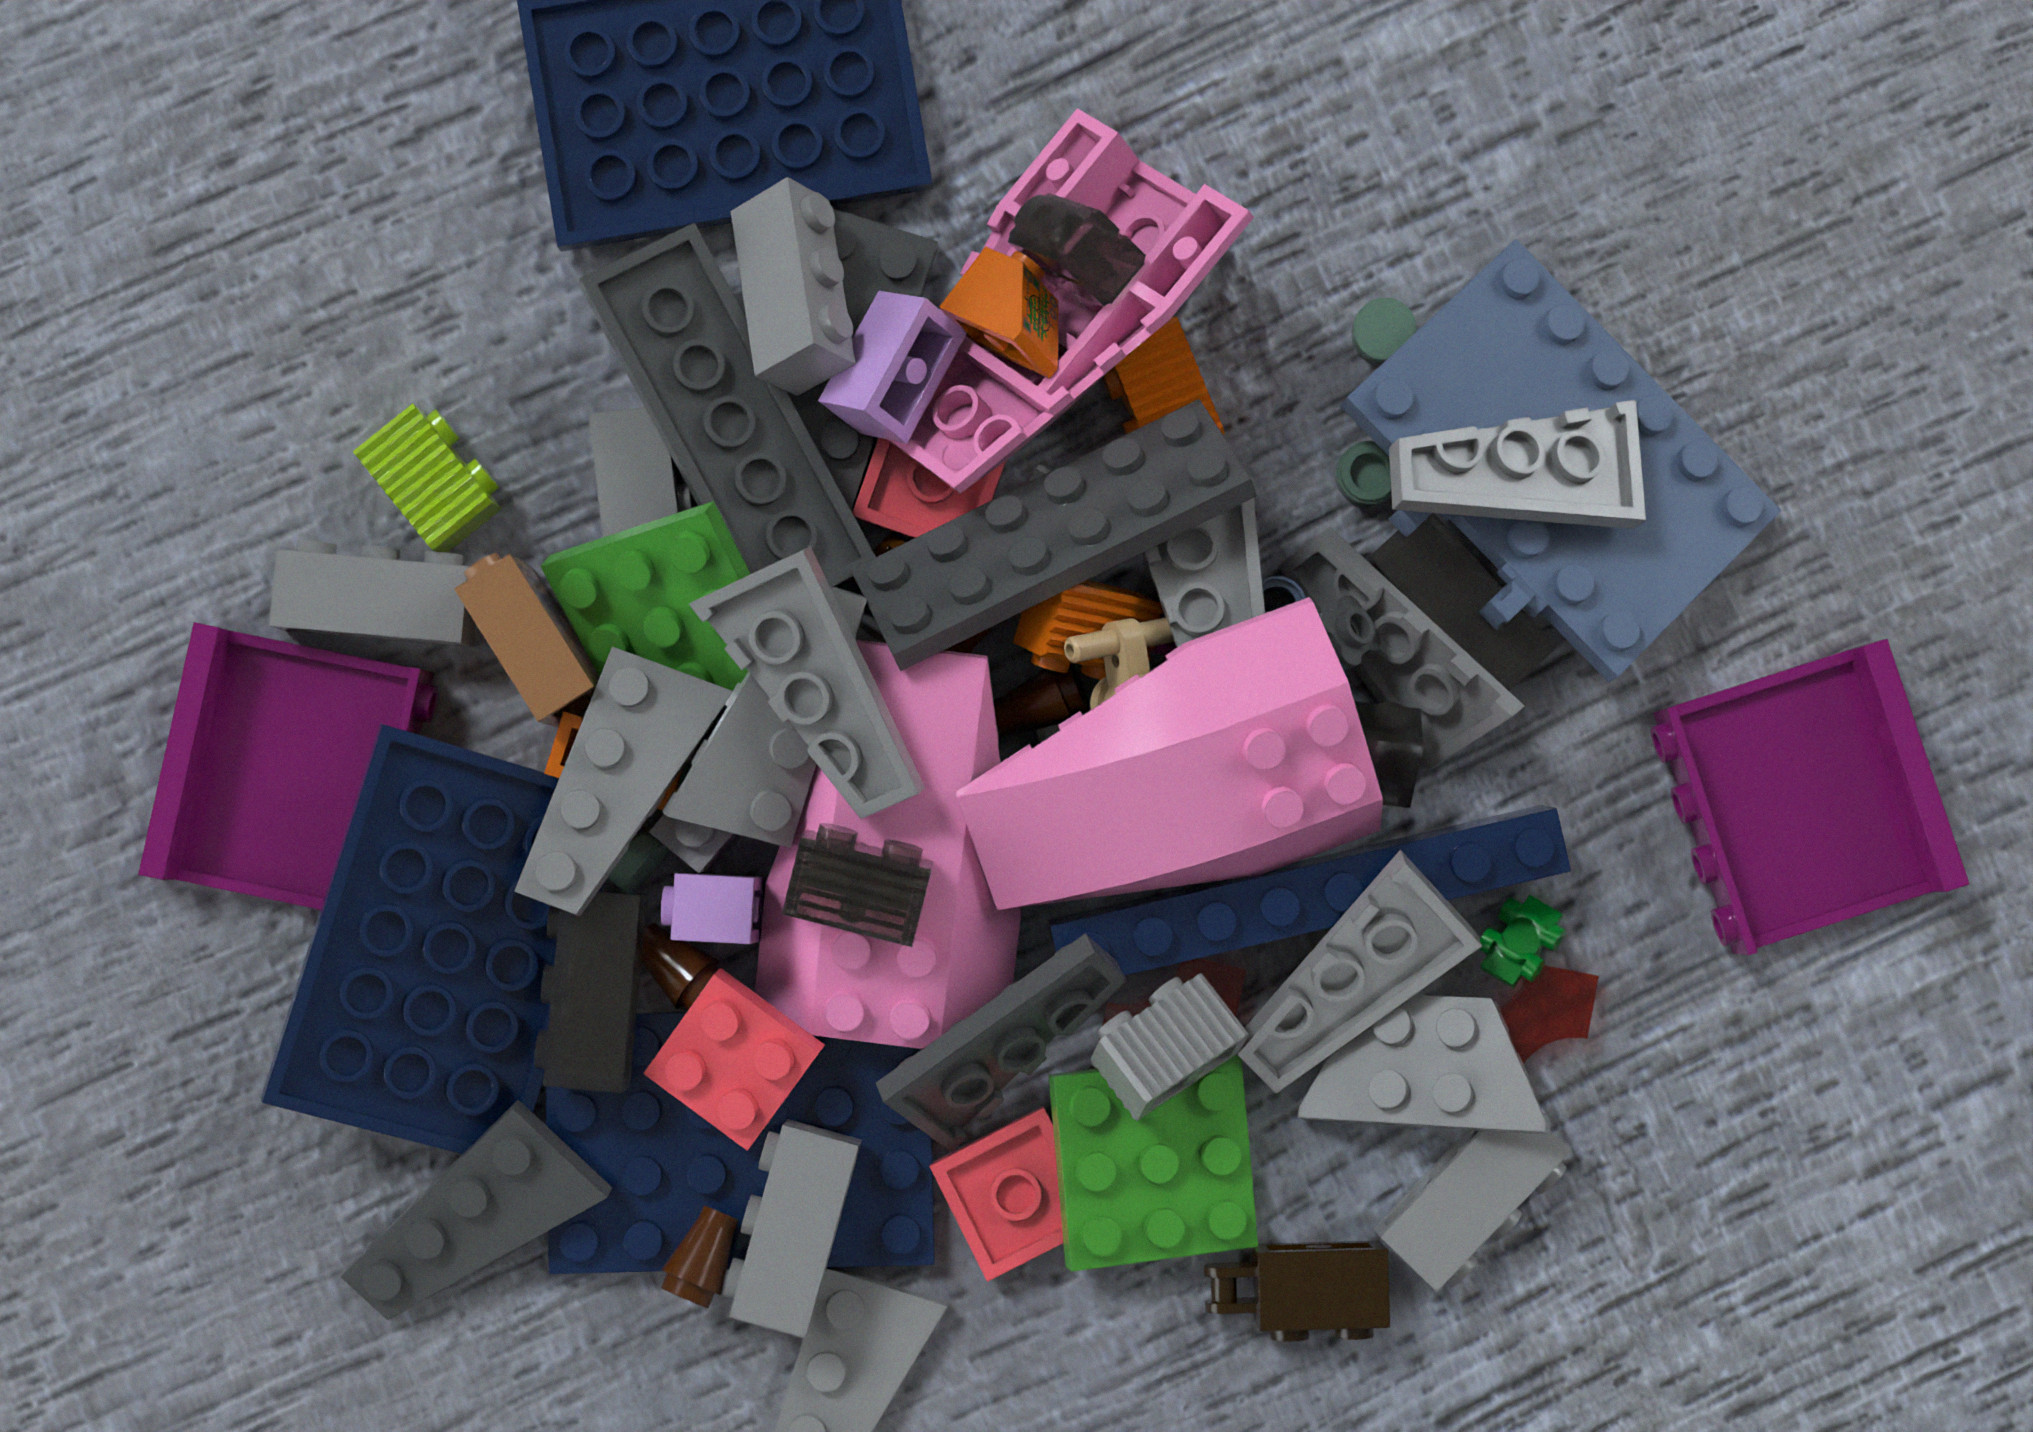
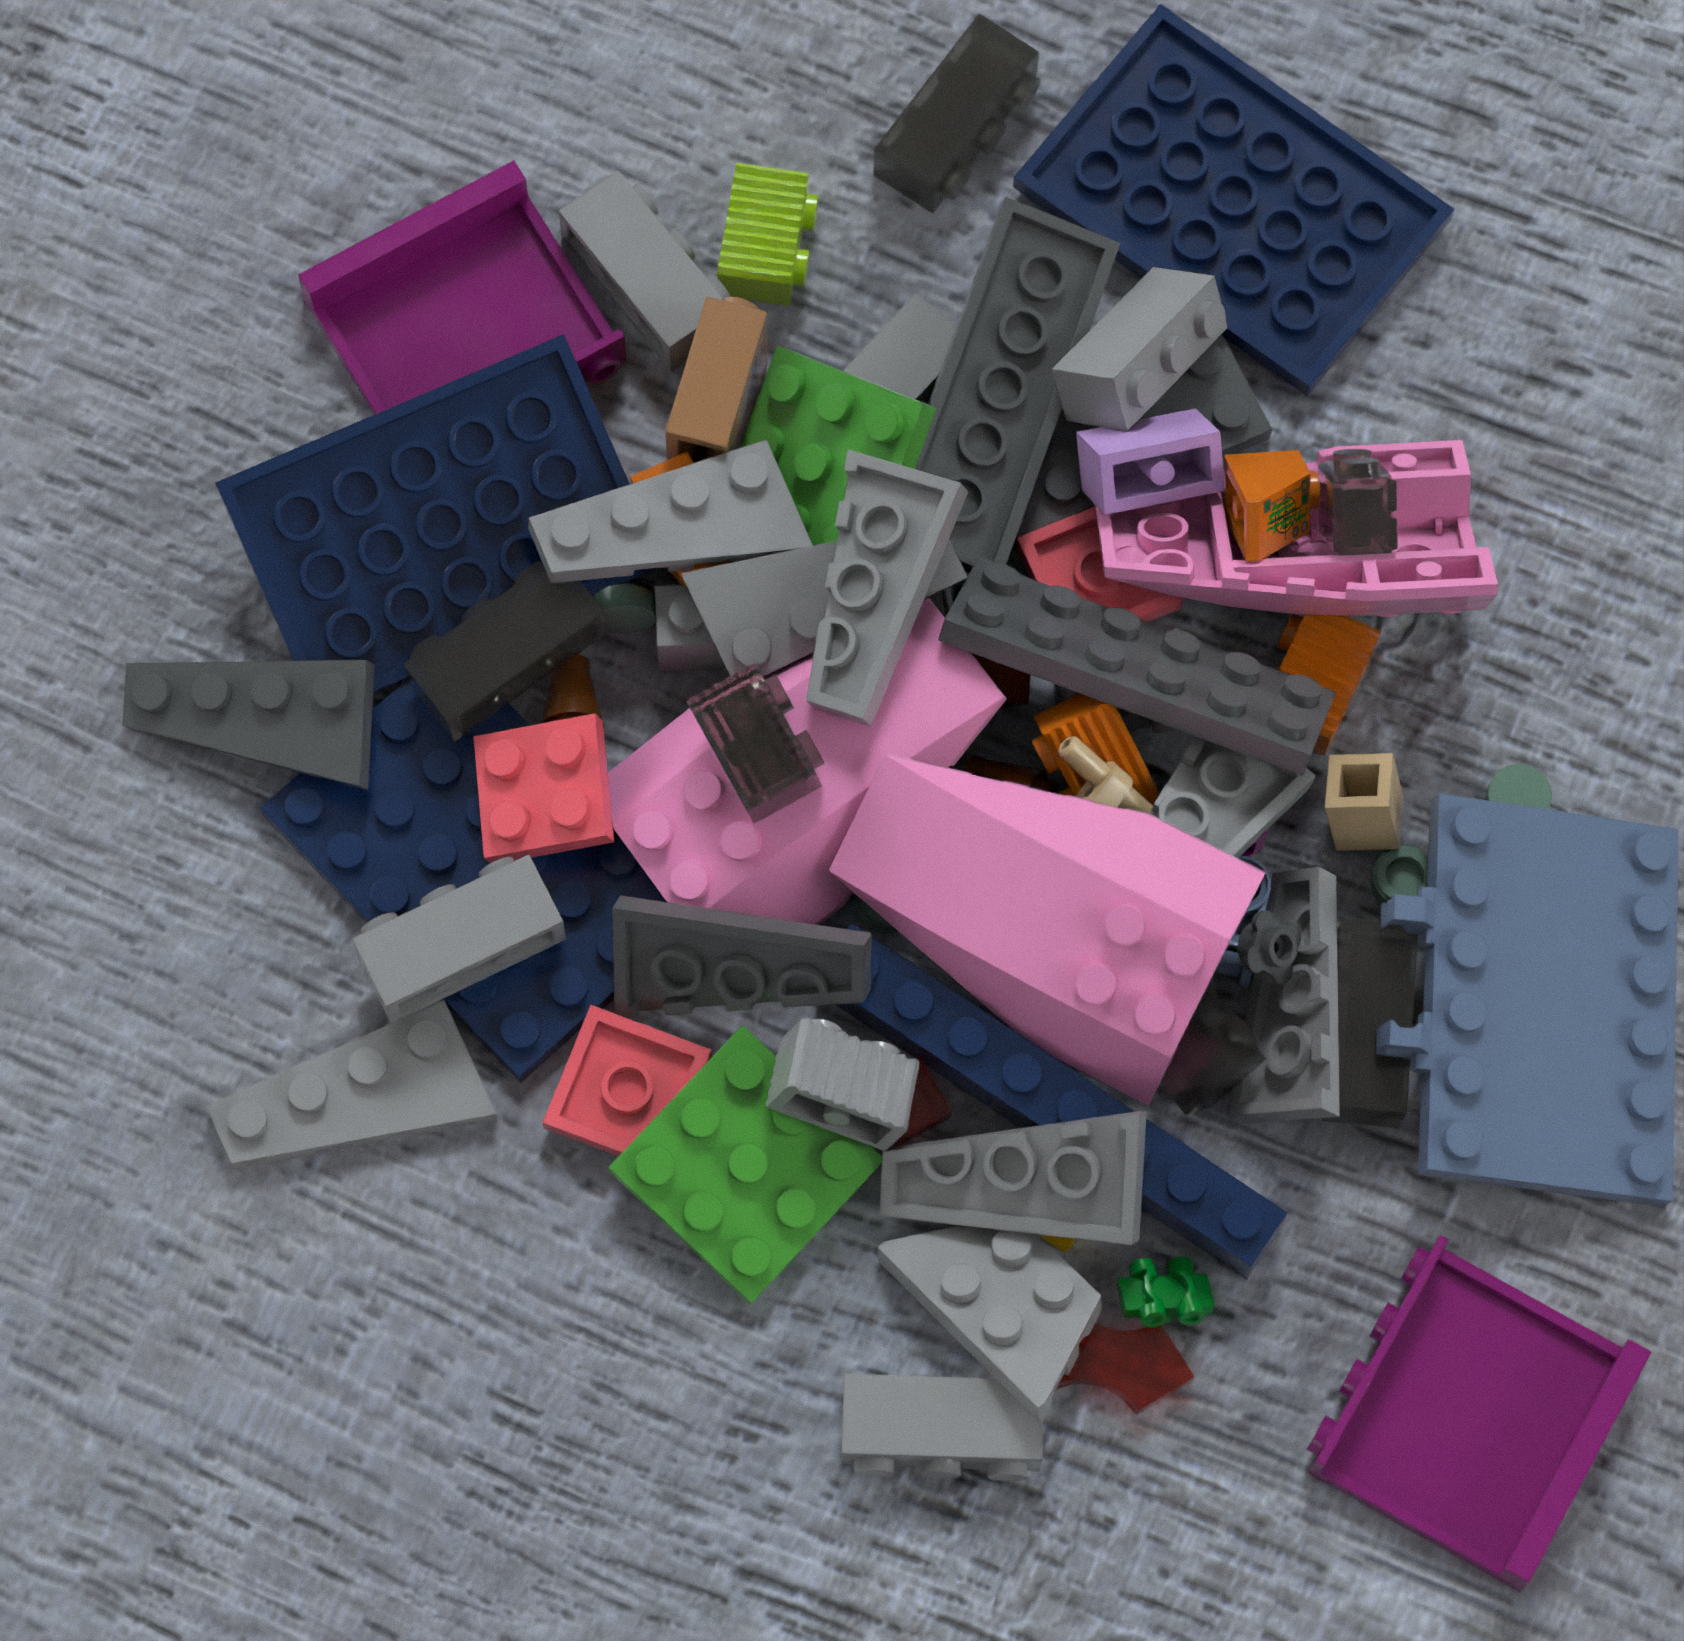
camera: 45 degrees right, 15 degrees down
(465, 239) = (957, 114): none -> clear smoke brick
(701, 1259) = (371, 892): reddish brown cone -> none
(714, 908) = (642, 679): lavender brick -> none
(1294, 453) = (1364, 802): none -> tan brick
(1308, 1289) = (754, 1366): dark brown brick -> none
(1543, 470) = (1527, 981): light grey wing -> none

